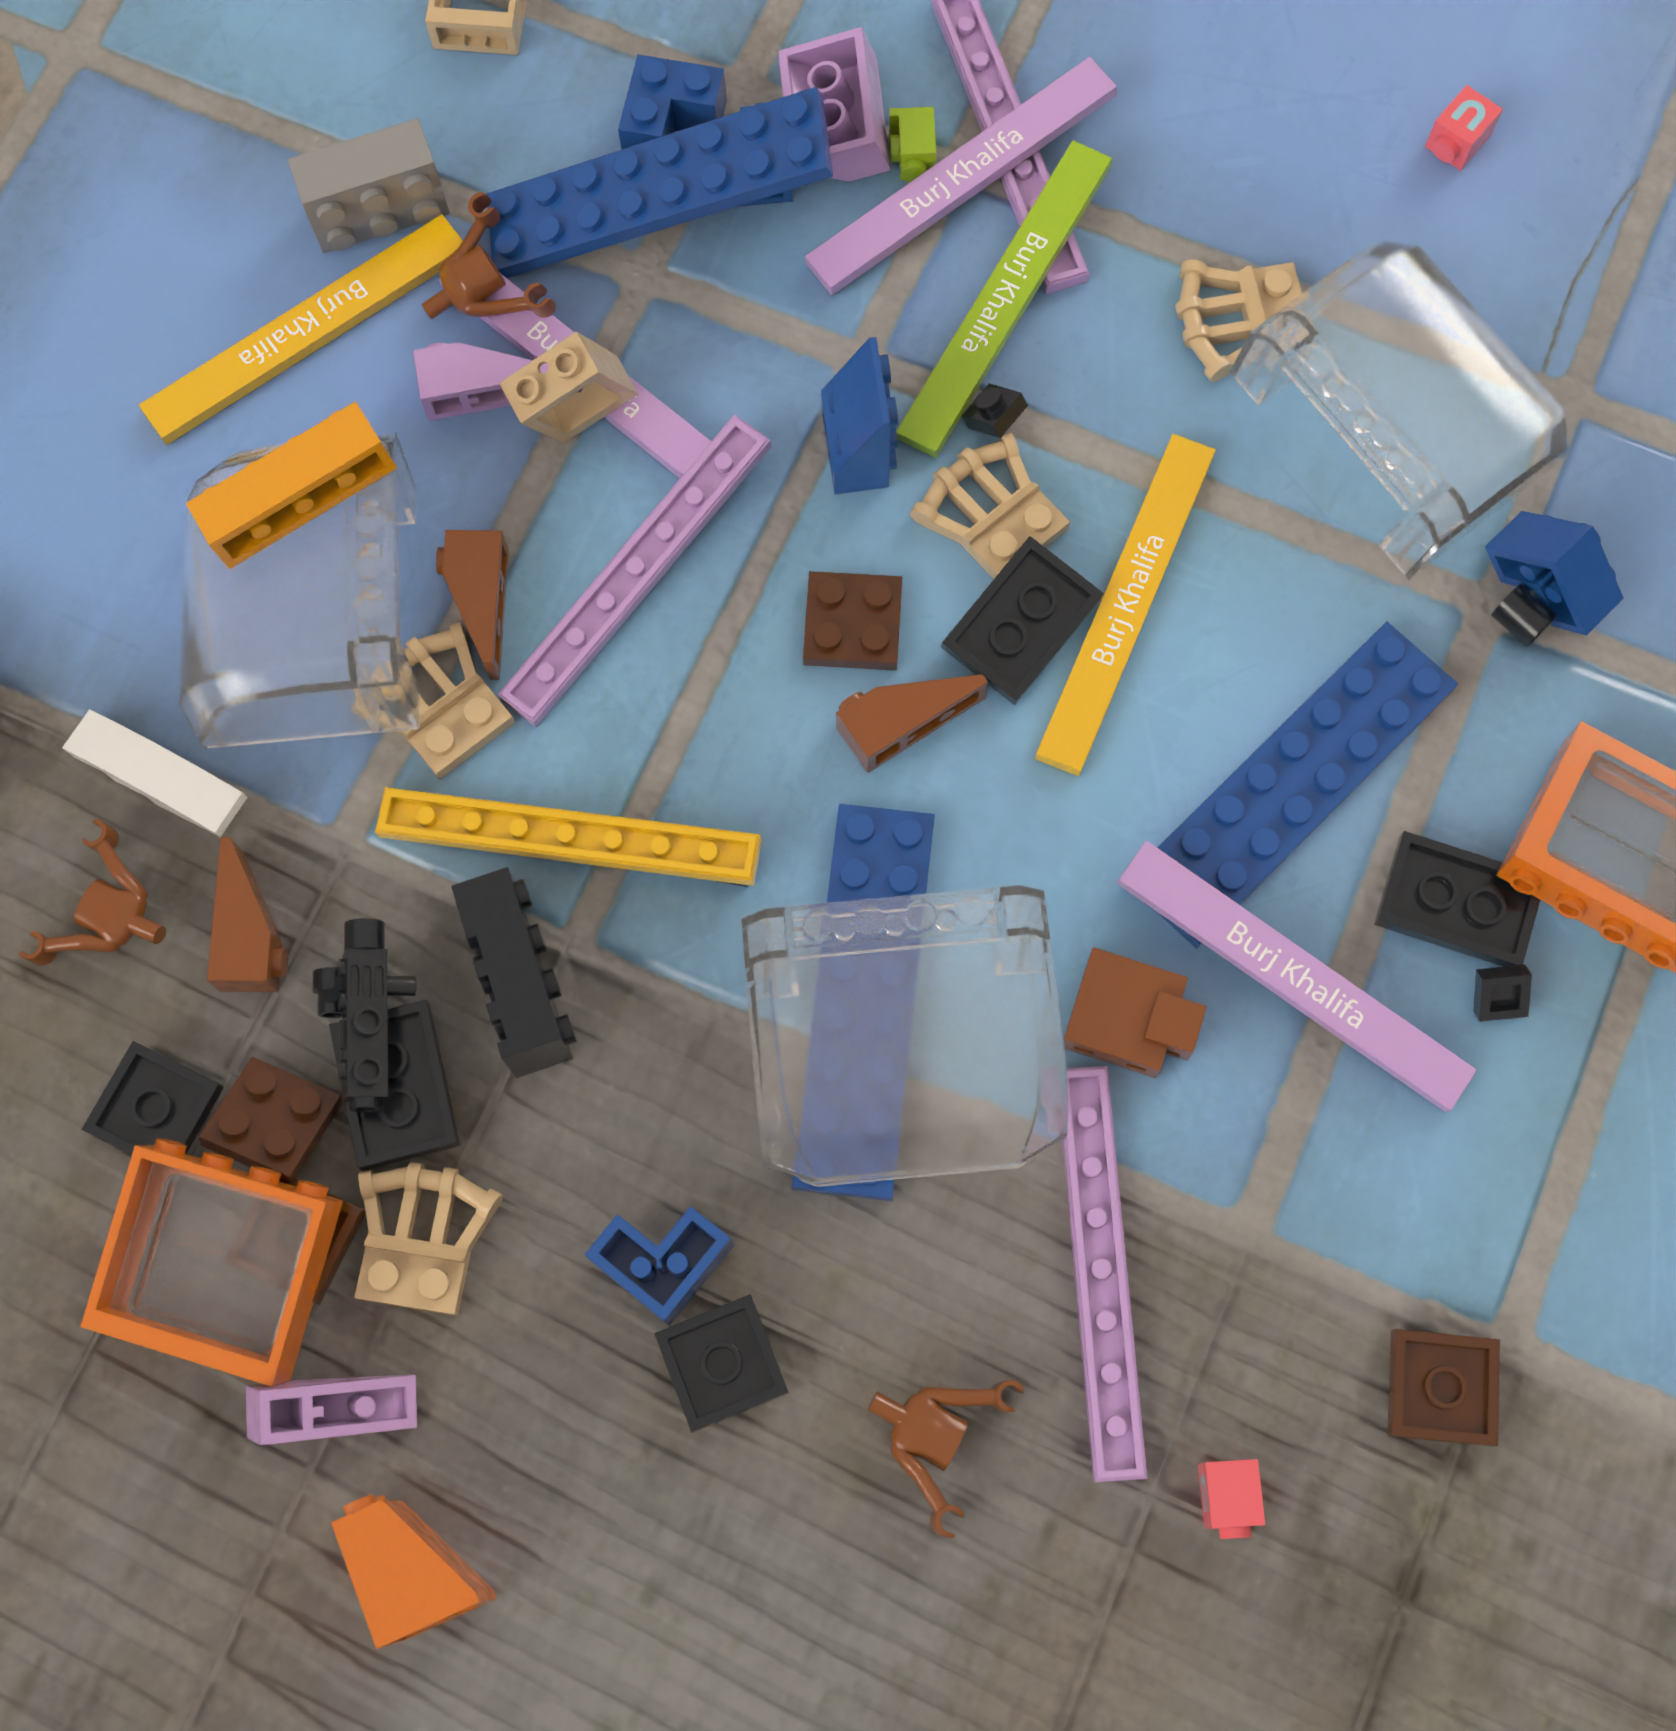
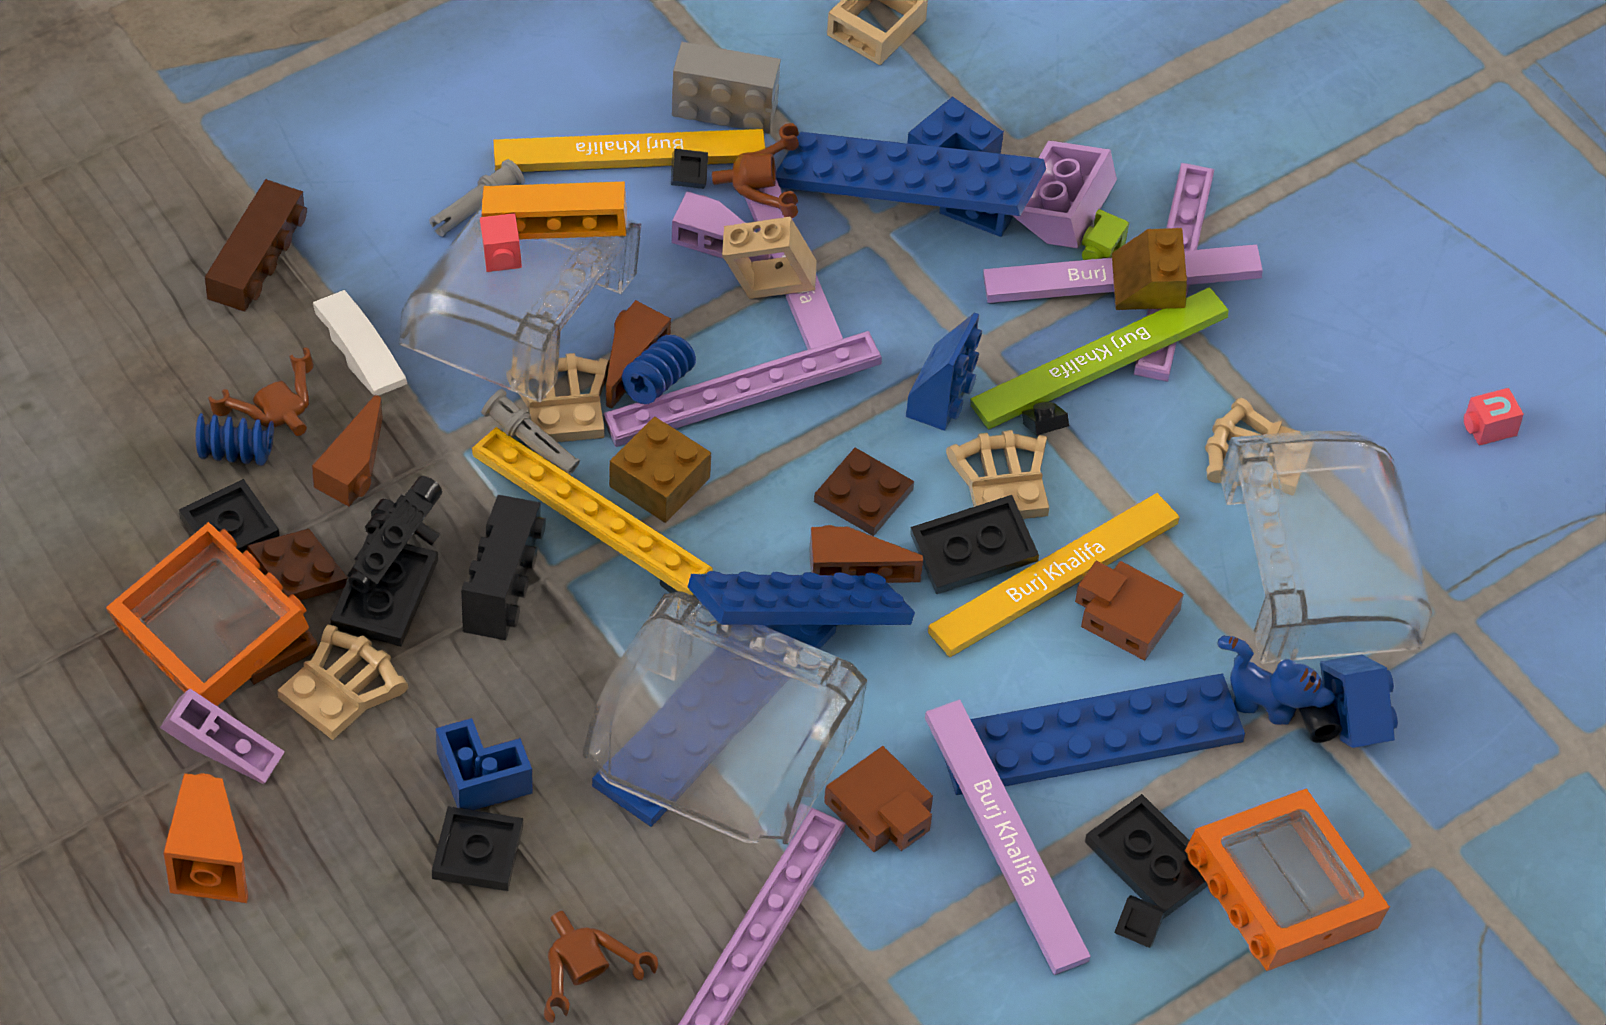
camera: 25 degrees right, 20 degrees down
(86, 997) = (233, 440): none -> blue piece
(176, 476) = (468, 204): none -> light grey pin
(256, 568) = (500, 242): none -> coral brick
(391, 314) = (689, 168): none -> black plate
(410, 773) = (518, 423): none -> light grey pin
(528, 605) = (658, 368): none -> blue piece
(611, 733) = (660, 469): none -> pearl gold brick
(894, 828) = (800, 599): none -> blue plate
(1002, 157) = (1151, 271): none -> pearl gold slope
(1235, 599) = (1127, 607): none -> dark orange piece
(1483, 603) = (1279, 692): none -> blue animal

